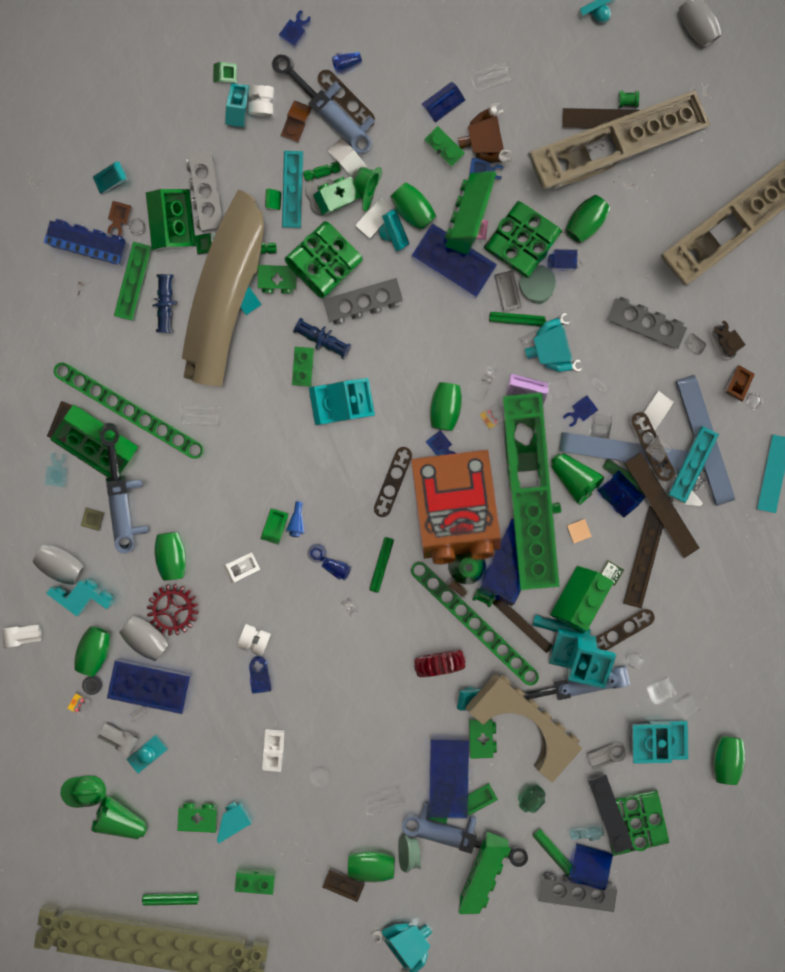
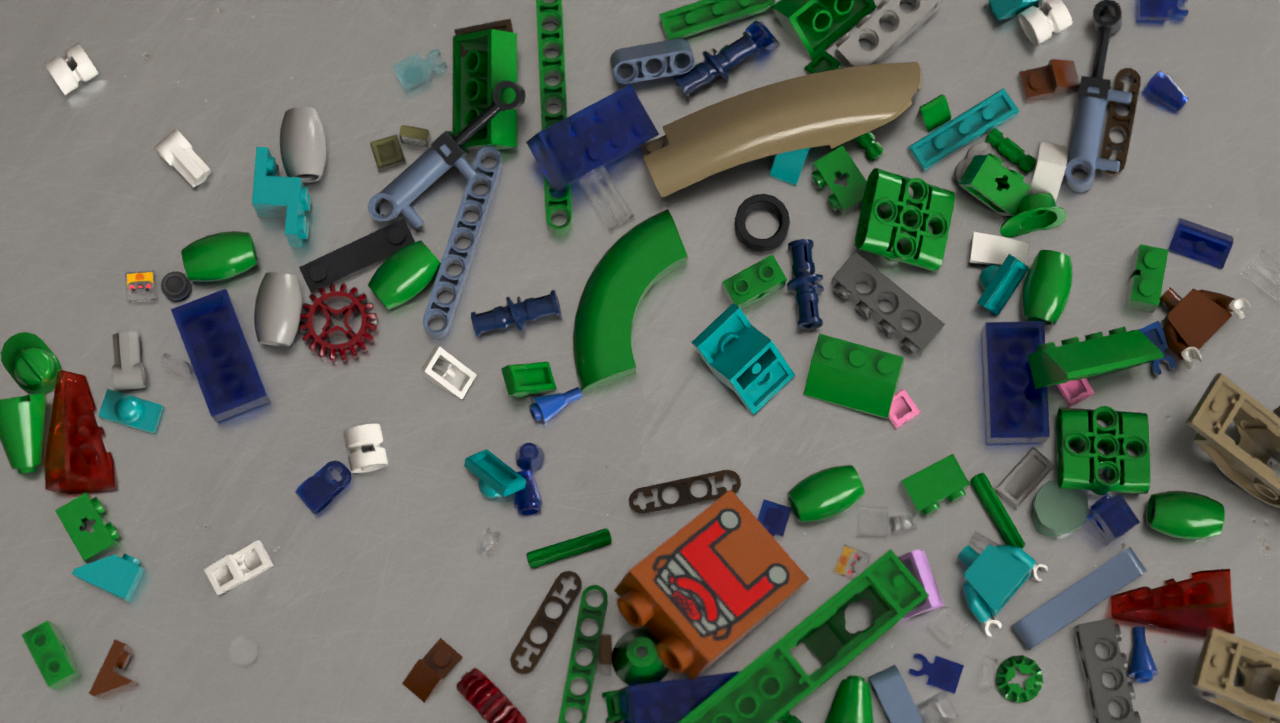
camera: 55 degrees right, 10 degrees down
(93, 498) = (415, 136): none -> olive tile
(138, 337) = (665, 66): none -> sand blue beam
(141, 574) = (356, 256): none -> black plate
(148, 797) = (75, 448): none -> clear red wedge
(163, 402) = (592, 138): none -> clear blue brick
(164, 266) = (762, 36): none -> clear blue plate
(174, 521) = (465, 256): none -> sand blue beam
(233, 509) = (518, 313): none -> dark blue piece
(258, 448) = (614, 294): none -> green brick
(266, 324) = (758, 201): none -> black tyre
(288, 858) = (108, 680): none -> reddish brown slope
(315, 580) = (494, 475): none -> teal tile
(391, 347) = (853, 376): none -> green slope
(398, 681) = (432, 670): none -> reddish brown slope
(411, 605) = (543, 621): none -> dark brown beam
(424, 332) = (902, 409): none -> bright pink tile
(479, 343) = (934, 484): none -> green piece
(593, 306) = (1079, 598): none -> sand blue beam
(609, 361) = (1012, 691): none -> green gear
(636, 251) = (1183, 605): none -> clear red wedge
(649, 297) = (1142, 662): none -> blue cone

